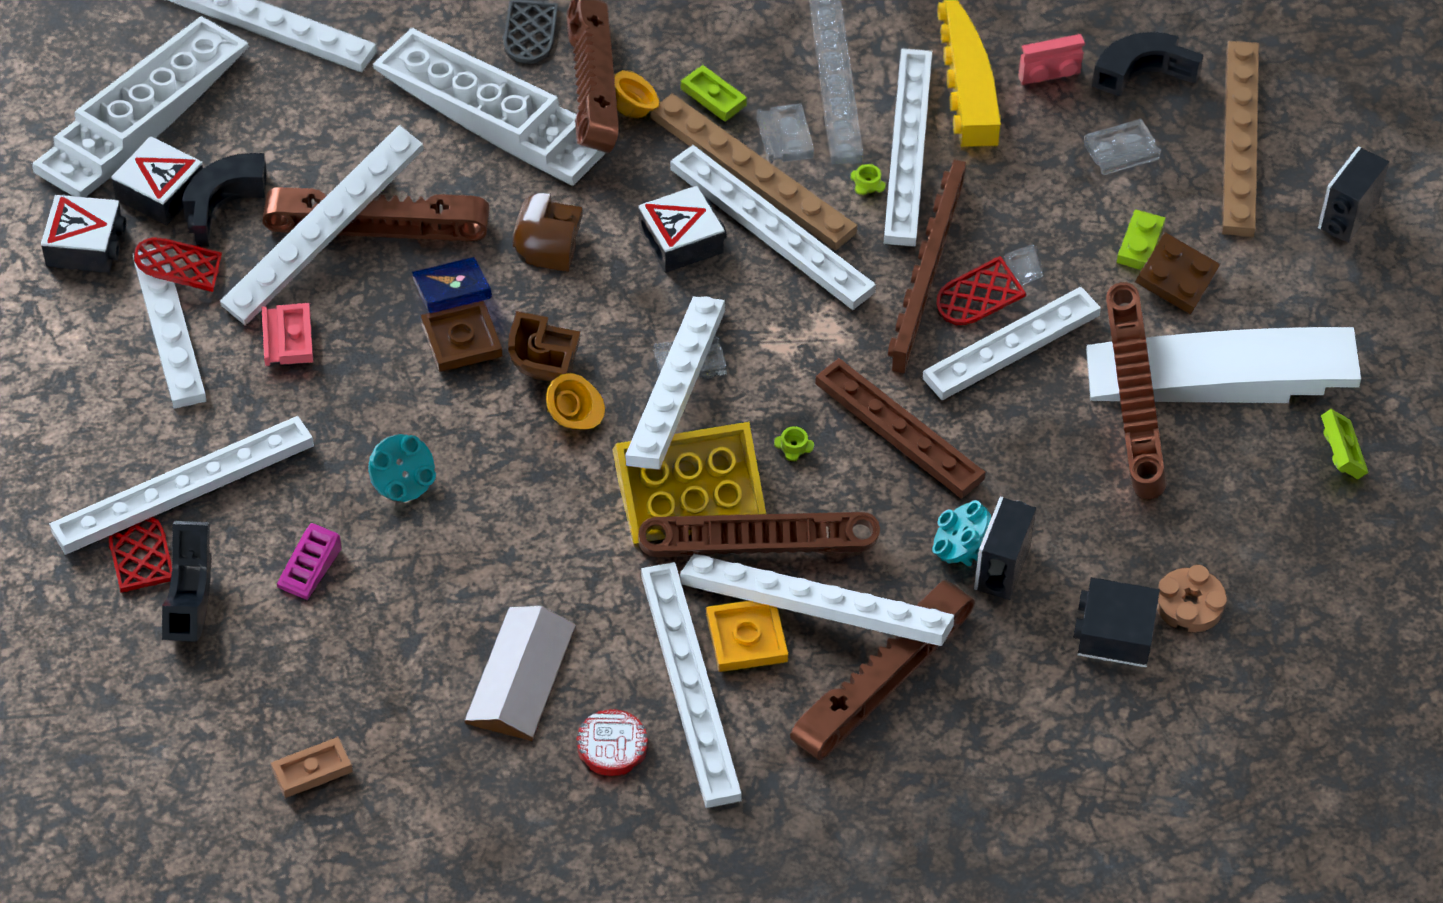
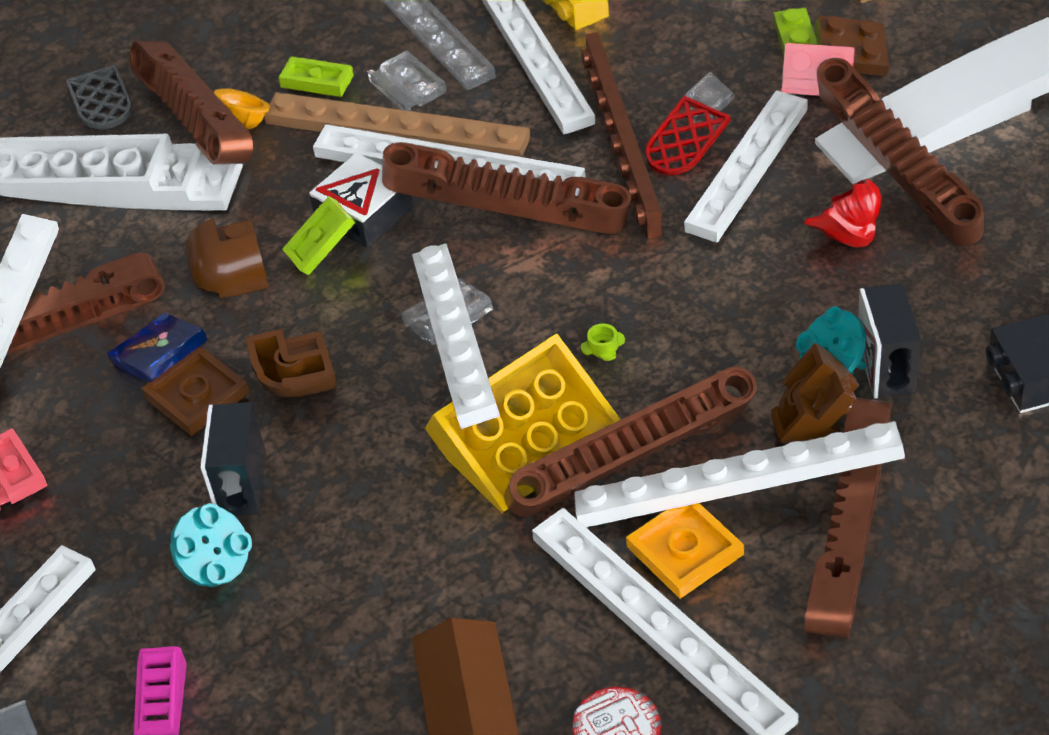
camera: 20 degrees left, 5 degrees down
(454, 408) = (234, 458): none -> black piece
(574, 402) = (356, 400): light orange piece -> none
(626, 246) = (318, 235): none -> lime plate
(794, 276) = (598, 207): none -> copper gear
(867, 179) = (511, 87): lime plate -> none
(900, 428) = (698, 282): copper plate -> none
(918, 569) = (814, 398): none -> reddish brown brick
(1060, 430) = (851, 215): none -> red hair
(1122, 268) = (802, 64): none -> coral plate

